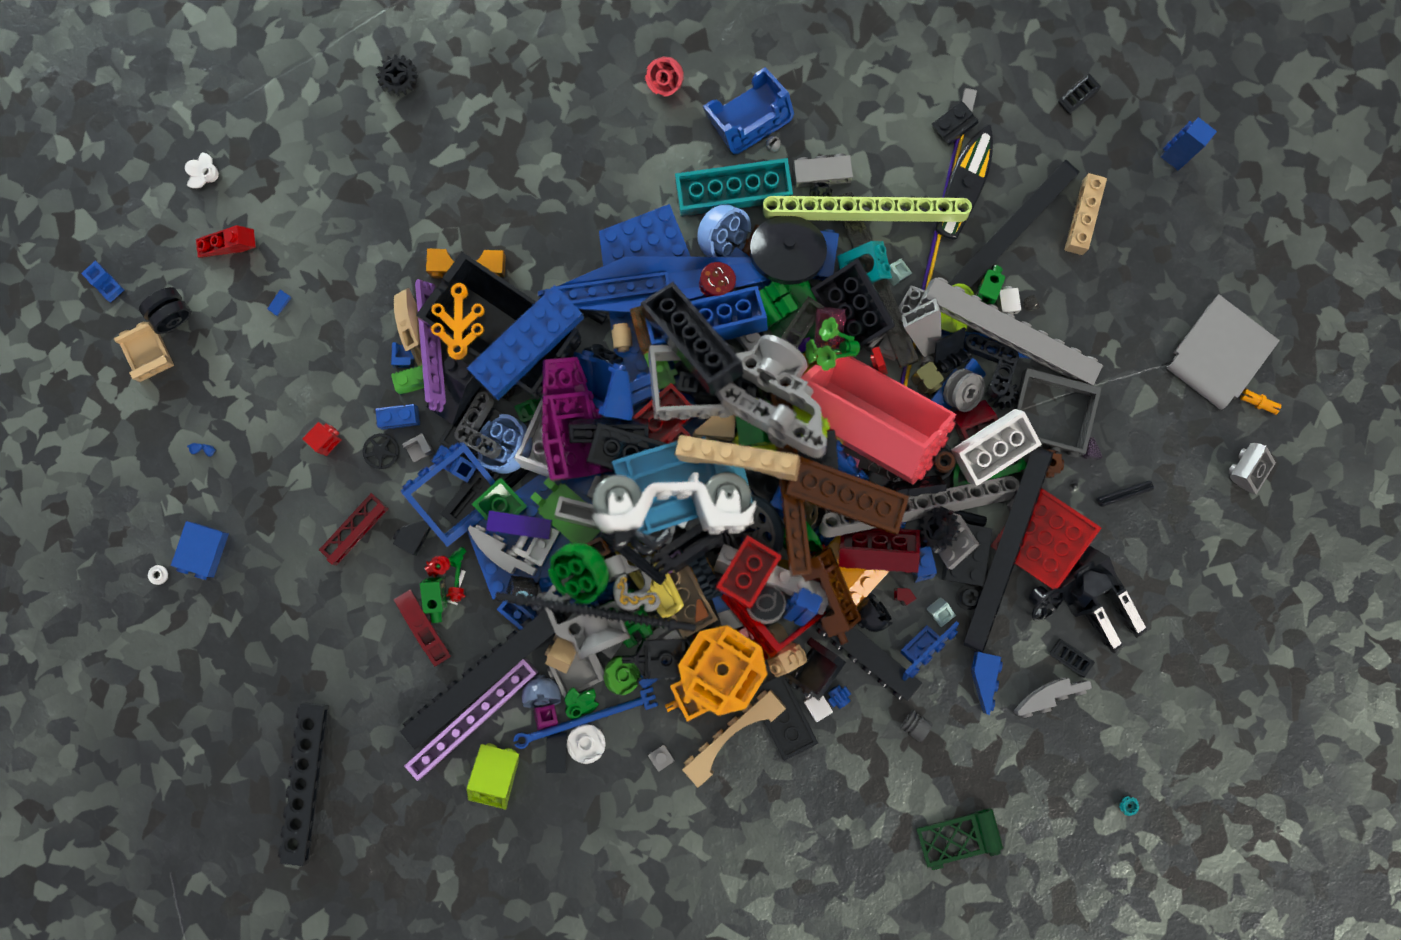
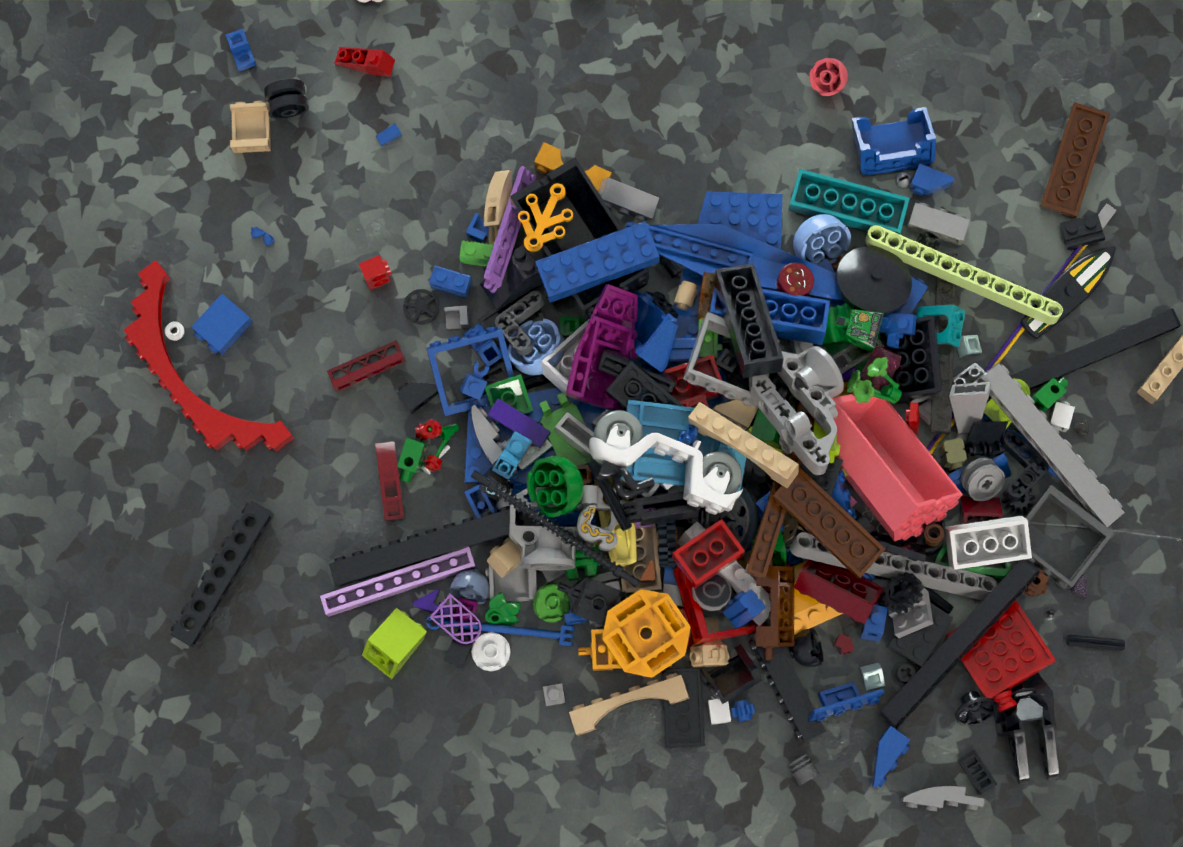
camera: 30 degrees right, 5 degrees down
(138, 595) = (148, 337): none -> red arch
(461, 505) = (474, 384): none -> blue brick
(509, 725) = (428, 603): none -> dark purple slope
(521, 725) = (461, 624): none -> medium lavender window
(525, 558) = (512, 455): none -> dark azure slope
(529, 269) = (628, 199): none -> light grey brick
(683, 471) = (688, 437): none -> blue piece
(796, 299) = (861, 328): none -> torso
(797, 134) = (928, 181): none -> blue slope
(826, 284) = (896, 326): none -> blue hinge
(920, 60) = (1074, 160): none -> reddish brown plate
(1071, 585) = (1005, 701): none -> red wheel

